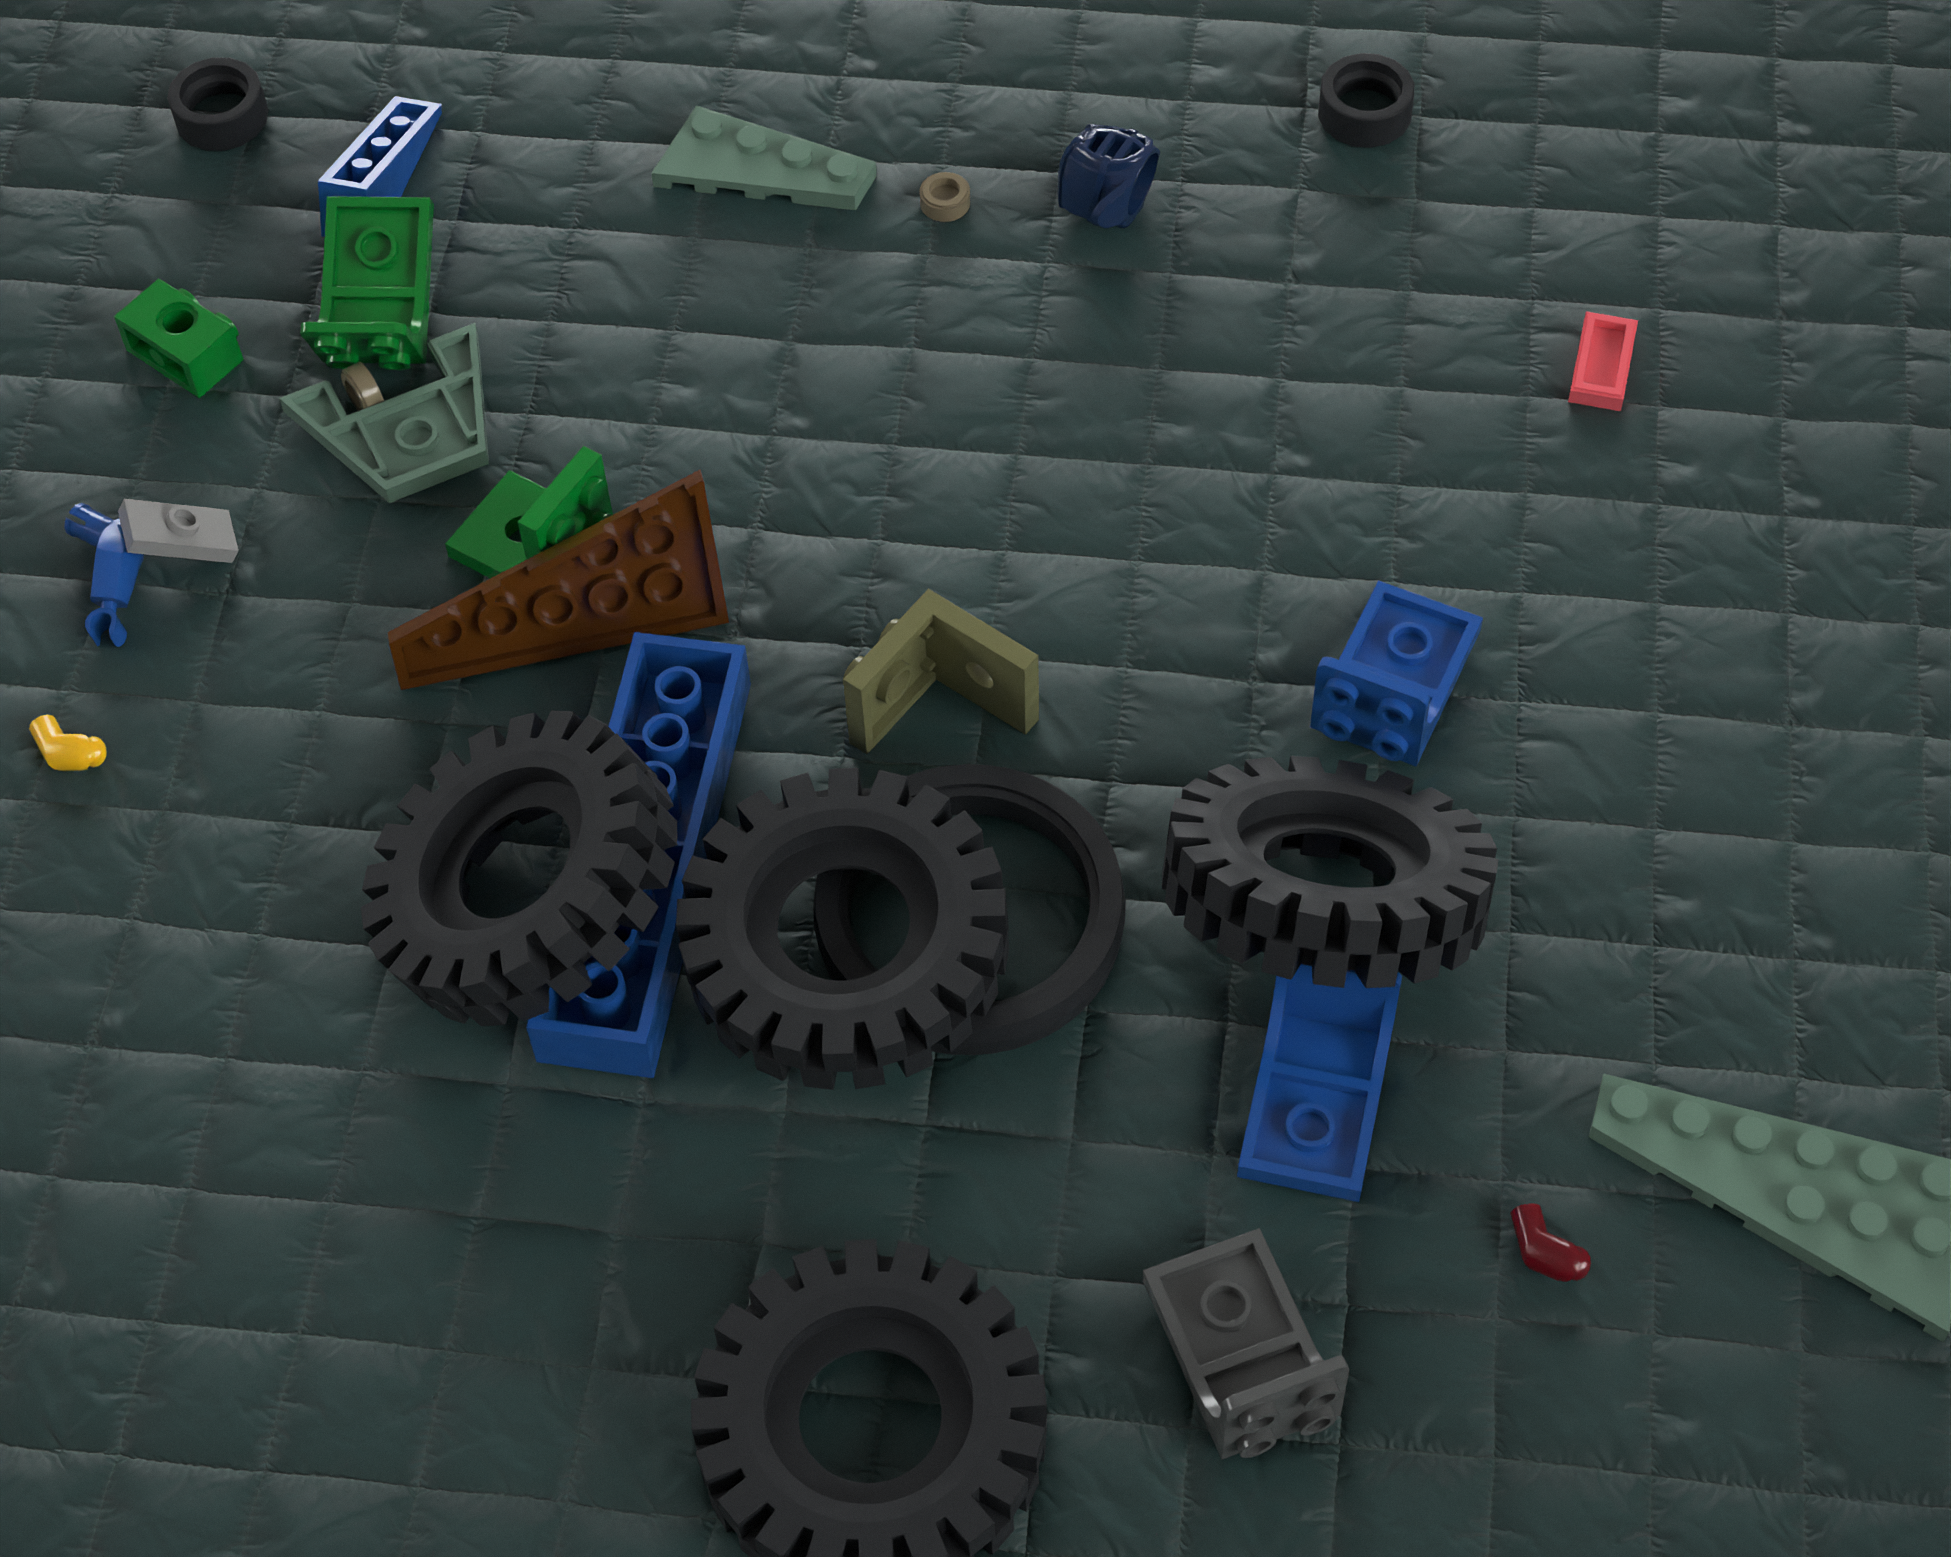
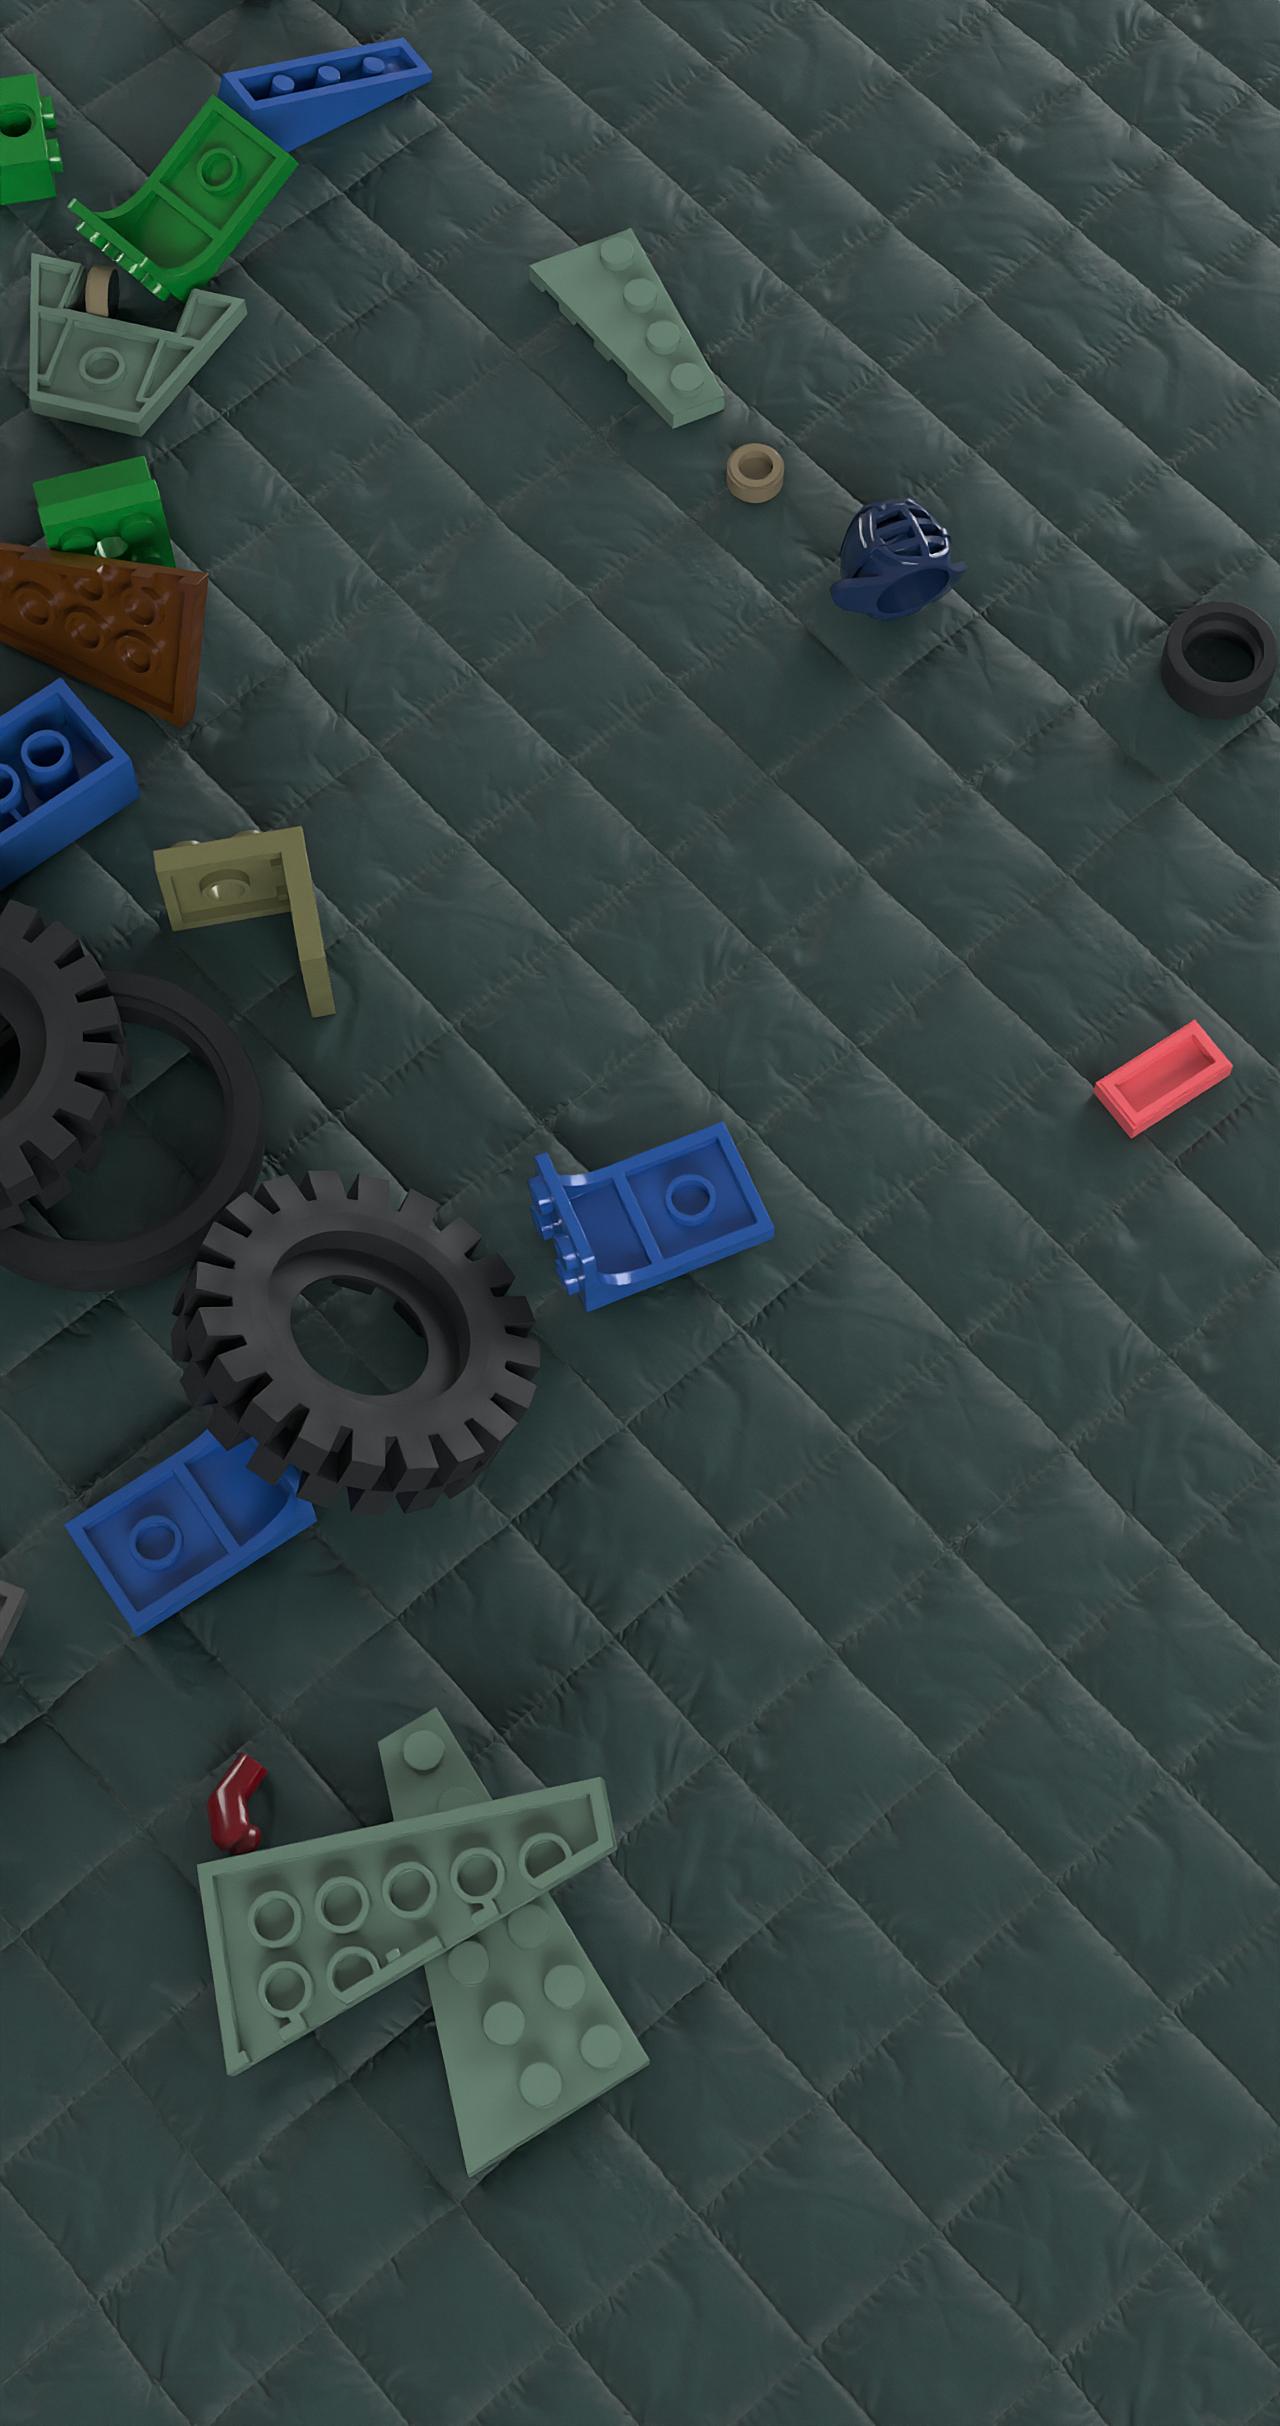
camera: 40 degrees right, 10 degrees up
(1705, 1235) = (348, 1913): none -> sand green wing

